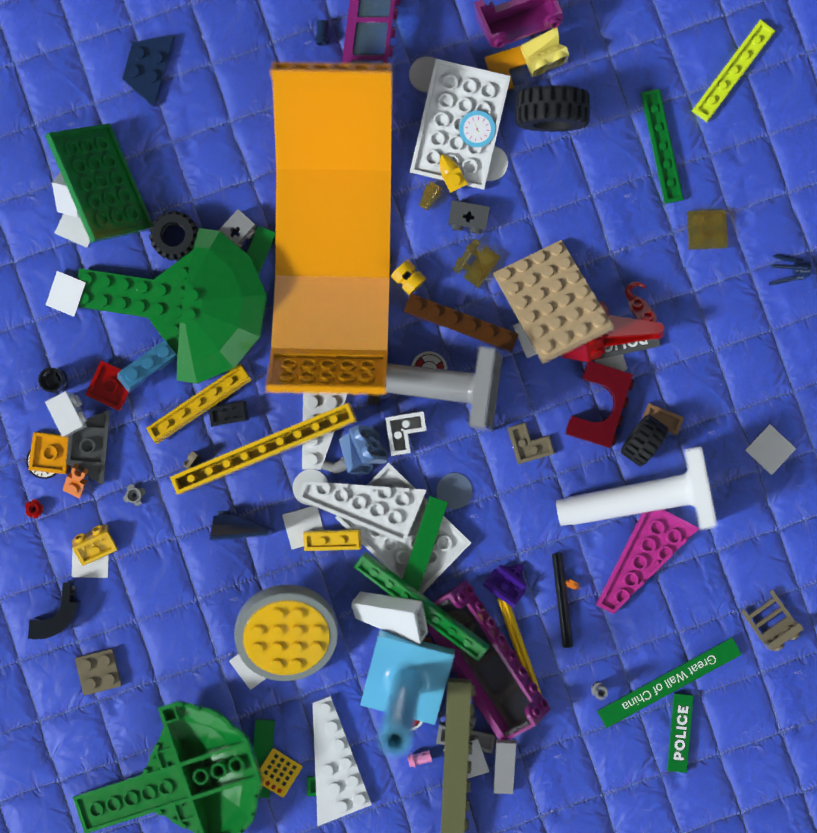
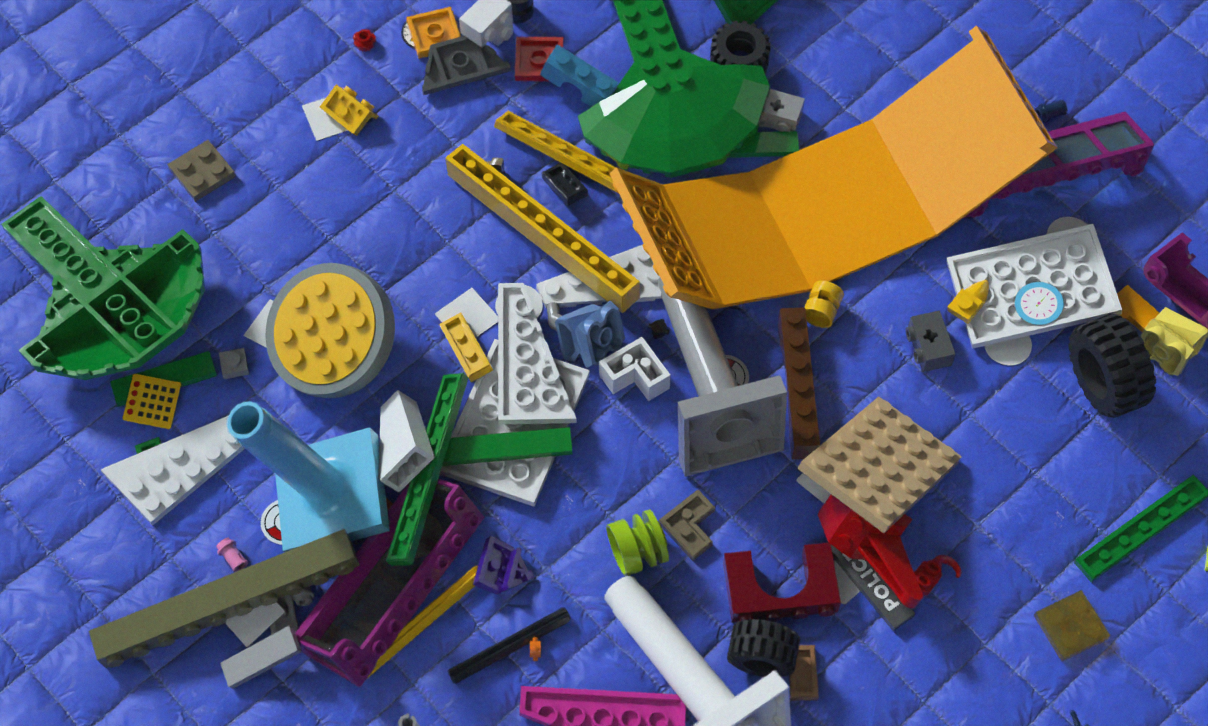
camera: 60 degrees right, 25 degrees down
(47, 627) = (252, 110): black arch -> none
(75, 483) = (412, 63): orange plate -> none
(131, 489) = (424, 122): light grey plate -> none
(235, 526) = (432, 234): dark blue slope -> none
(271, 705) = (234, 363): none -> light grey plate
(430, 195) = (932, 291): clear yellow cone -> none
(455, 490) = (590, 463): sand blue sticker -> none
(481, 266) = (879, 382): clear yellow plate -> none
(534, 488) = (641, 541): none -> lime wheel

